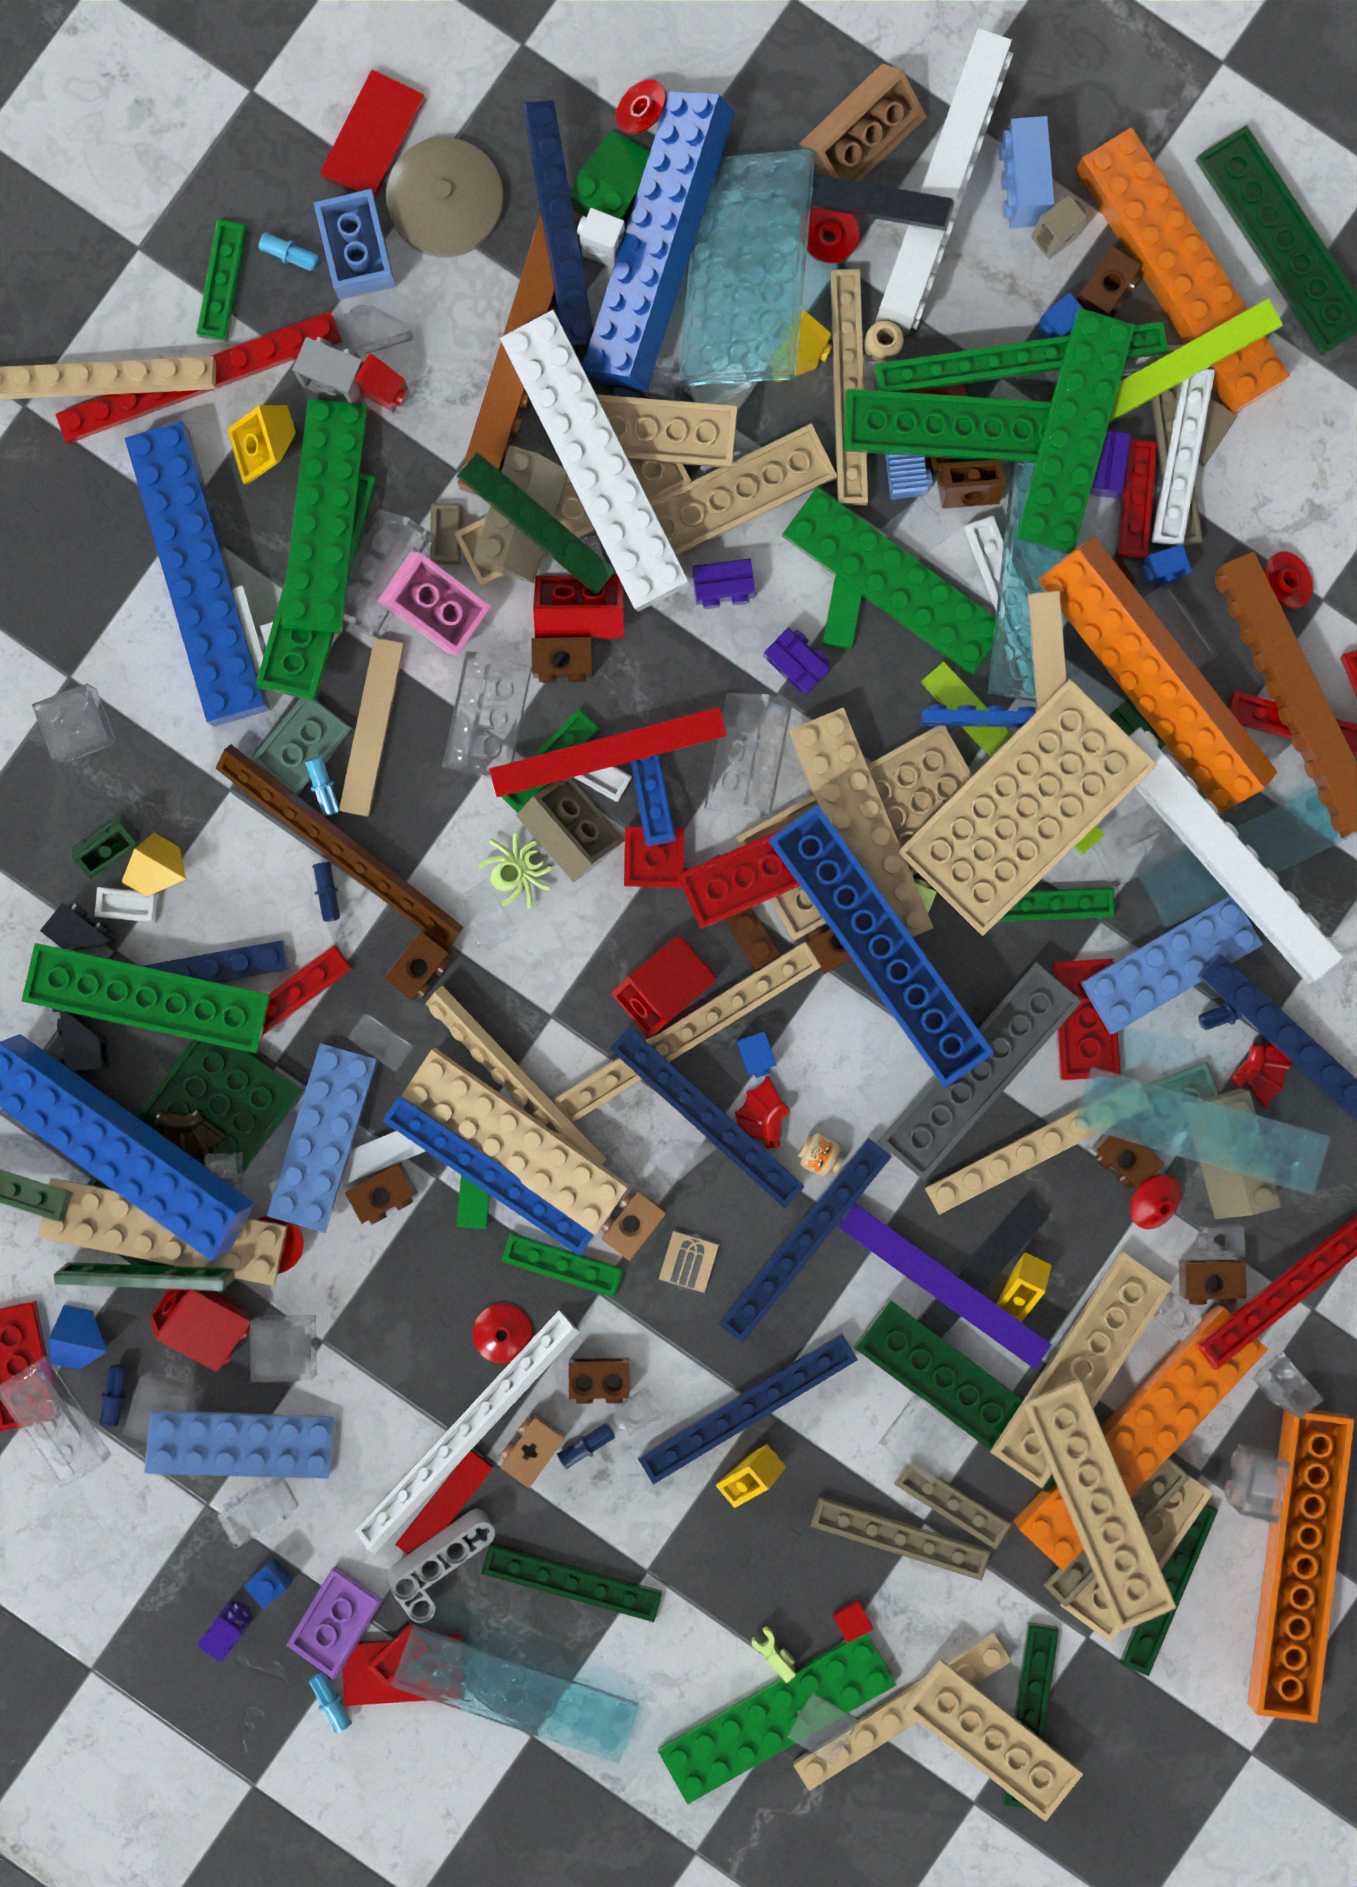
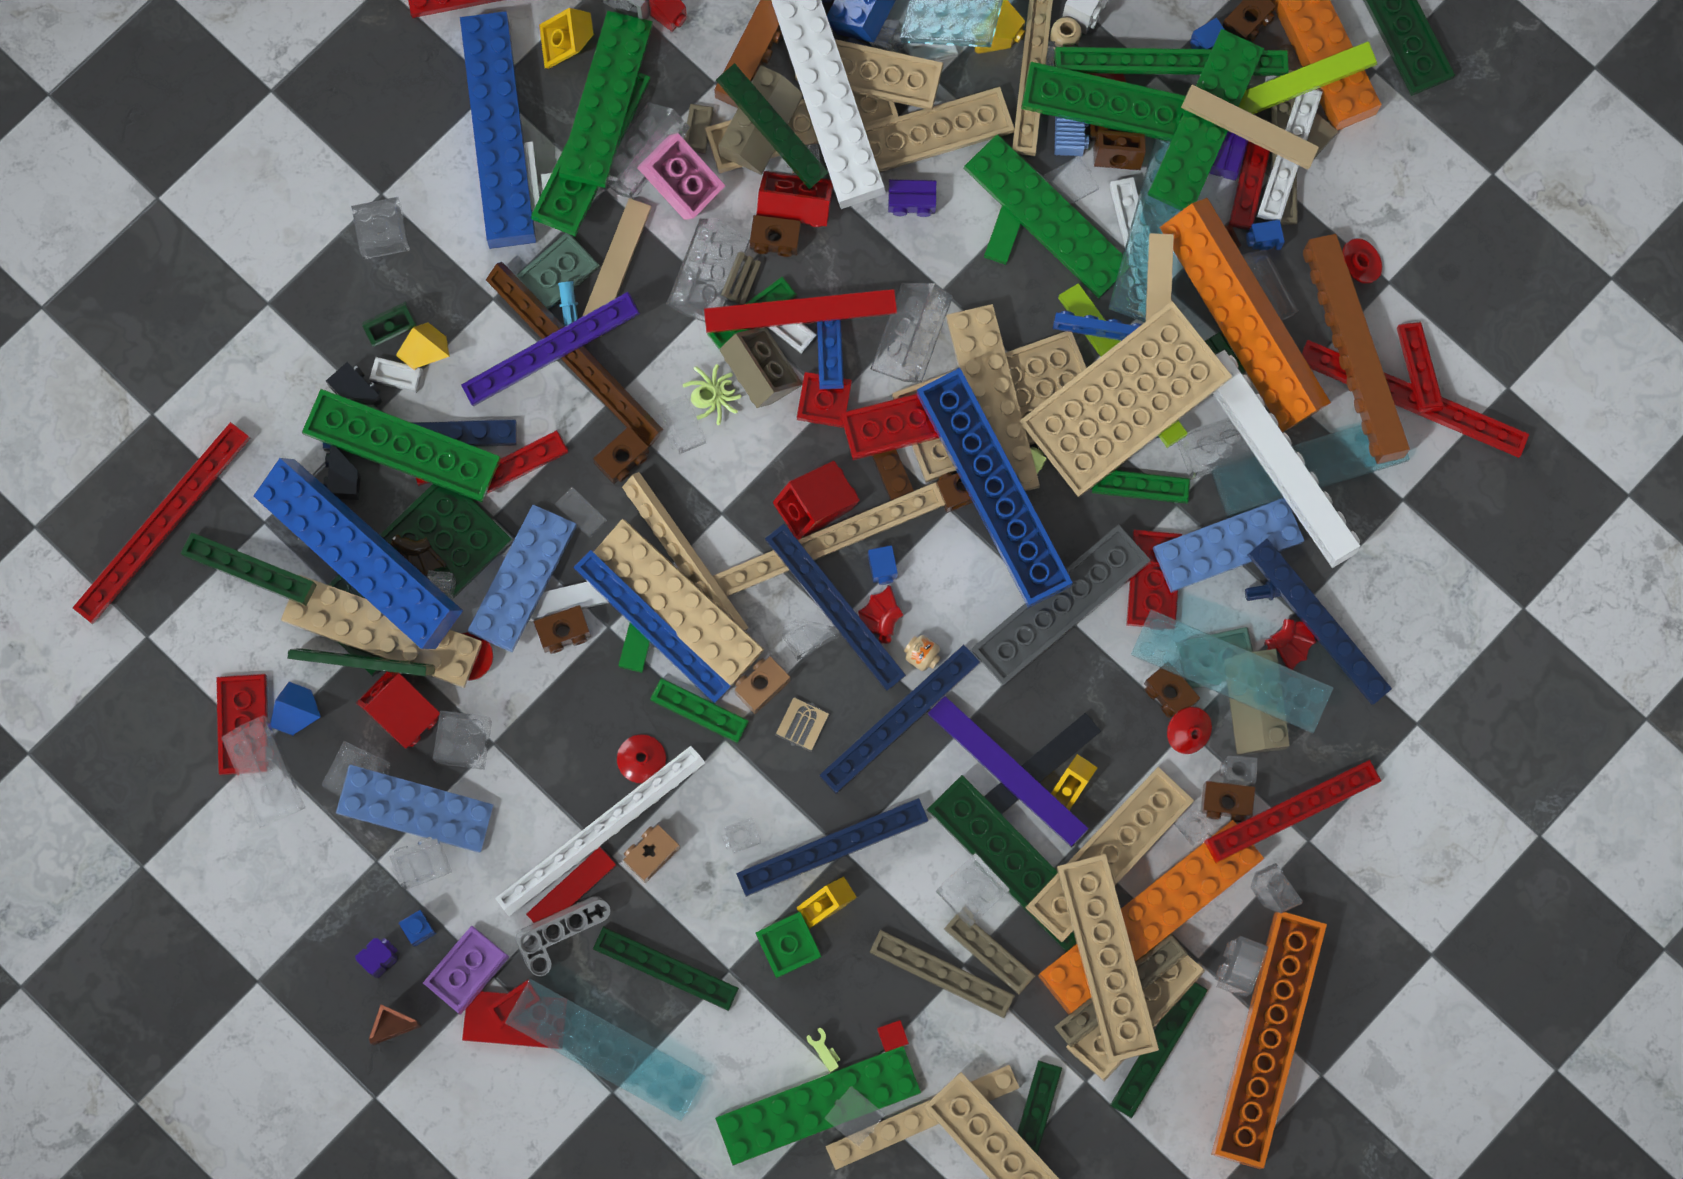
camera: 10 degrees right, 10 degrees down
(113, 1396) = (317, 758): dark blue axle -> none
(258, 1701) = (390, 1024): none -> copper slope
(309, 847) = (550, 349): none -> dark purple tile
(326, 891) = (557, 387): dark blue axle -> none
(330, 1702) = (450, 1034): medium azure axle -> none
(538, 721) = (749, 280): none -> dark tan tile
(586, 1446) = (695, 858): dark blue axle -> none
(599, 1370) = (716, 798): reddish brown brick -> none
(712, 1533) = (788, 945): none -> green plate
(797, 661) = (961, 265): dark purple brick -> none
(1007, 1162) = (1074, 682): tan plate -> none
(1131, 431) = (1249, 127): none -> tan tile

